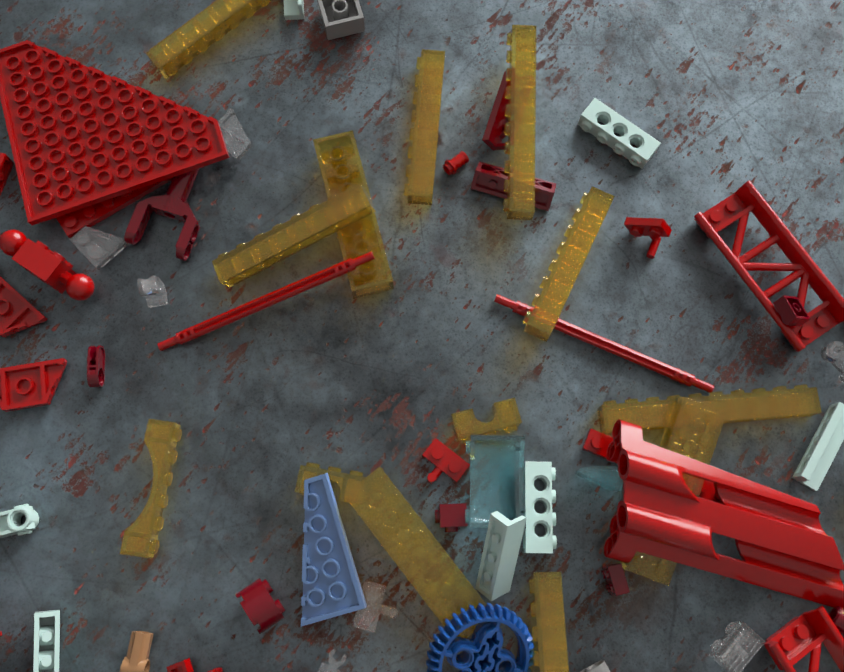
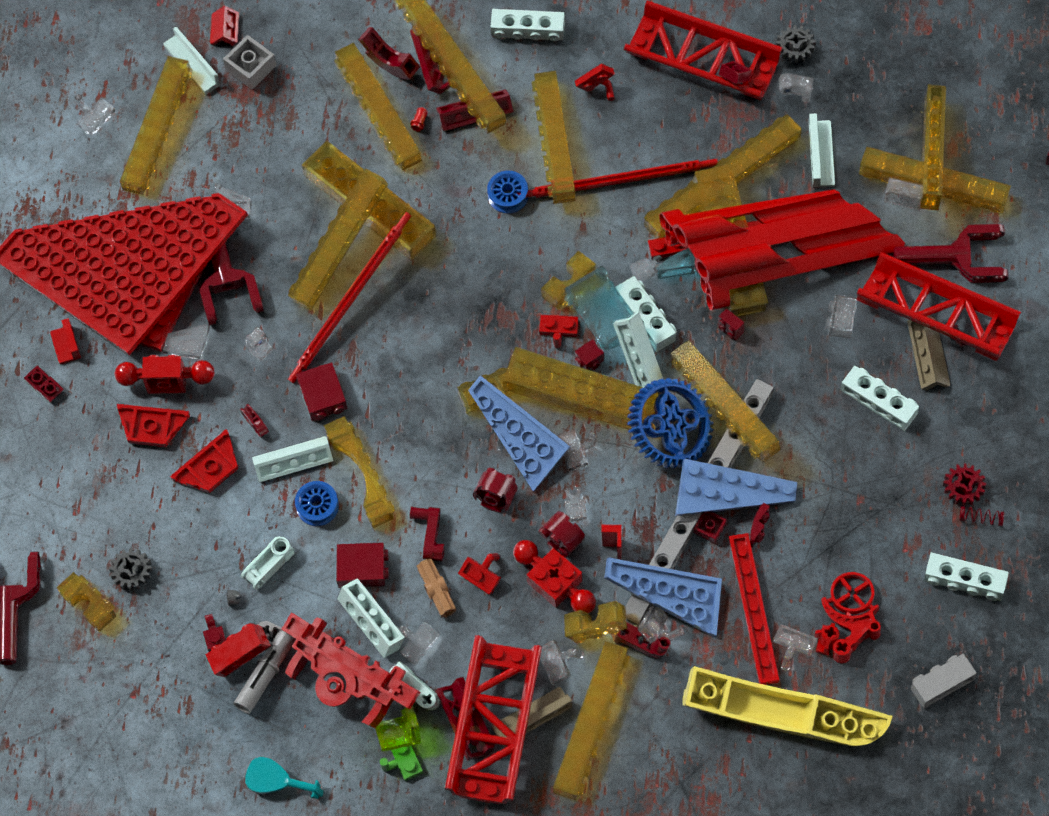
camera: 25 degrees left, 10 degrees down
(76, 479) = (304, 511): none -> blue wheel
(82, 591) = (363, 562): none -> dark red brick
(102, 428) = (292, 459): none -> light aqua panel
(159, 622) = (431, 549): none -> dark red beam
(176, 379) = (321, 391): none -> dark red brick
(471, 94) = (396, 63): none -> dark red arch
(481, 272) = (502, 182): none -> blue wheel
(567, 456) = (644, 269): none -> clear plate

